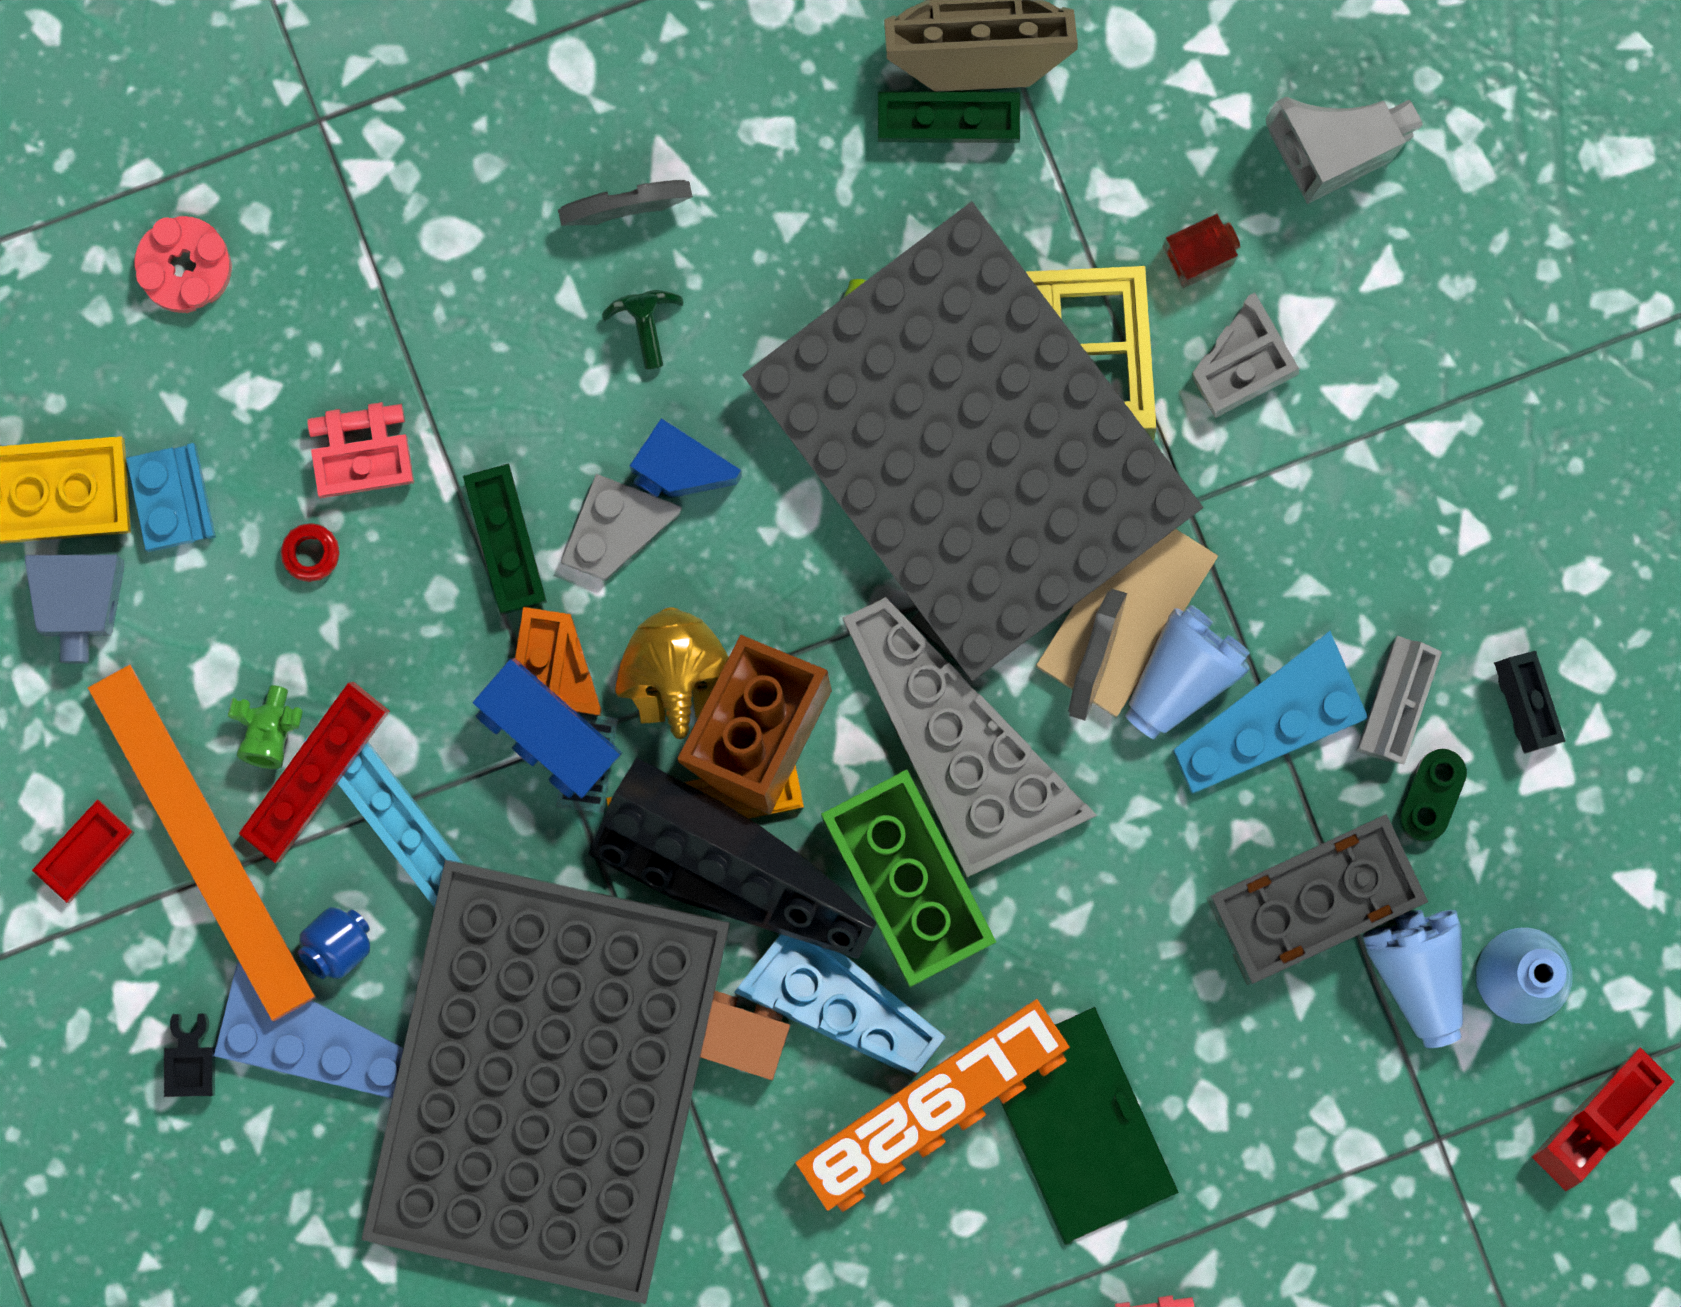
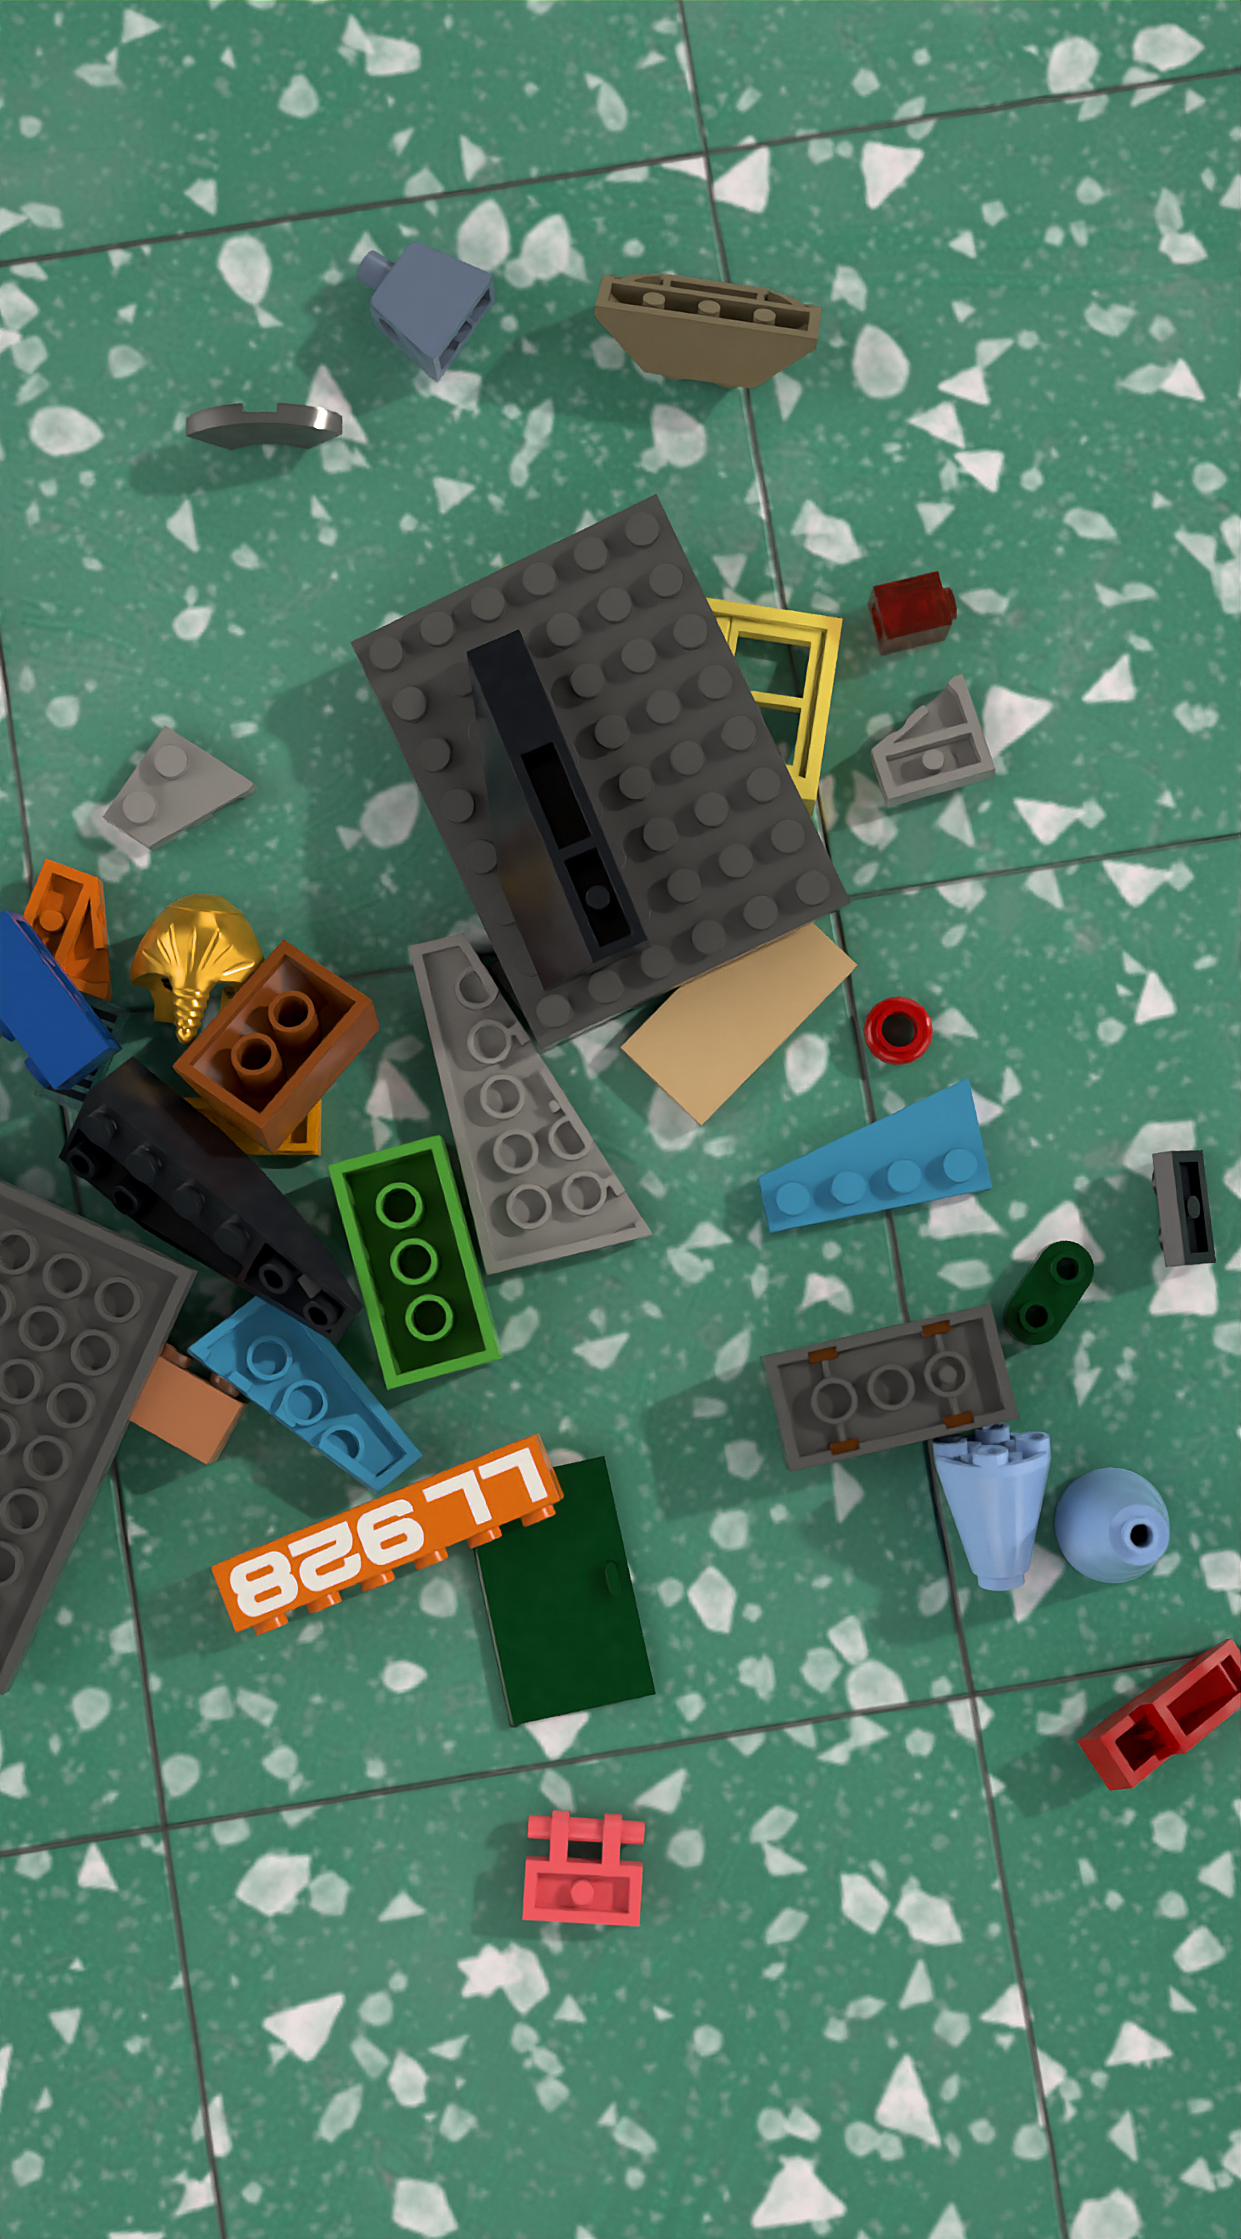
camera: 15 degrees right, 0 degrees up
(504, 539) = (44, 778): dark green plate -> none
(642, 309) = (258, 548): dark green plant -> none
(679, 465) = (261, 734): blue slope -> none
(736, 68) = (427, 303): none -> sand blue torso
(939, 496) = (544, 825): none -> black wedge
(949, 117) = (654, 406): dark green plate -> none
(1097, 654) = (691, 1048): dark grey tile -> none
(1184, 672) = (789, 1090): light blue cone -> none
(1279, 590) = (912, 1011): none -> red piece
(1338, 145) = (1095, 520): light grey hips -> none
(1399, 700) = (1032, 1175): light grey piece -> none

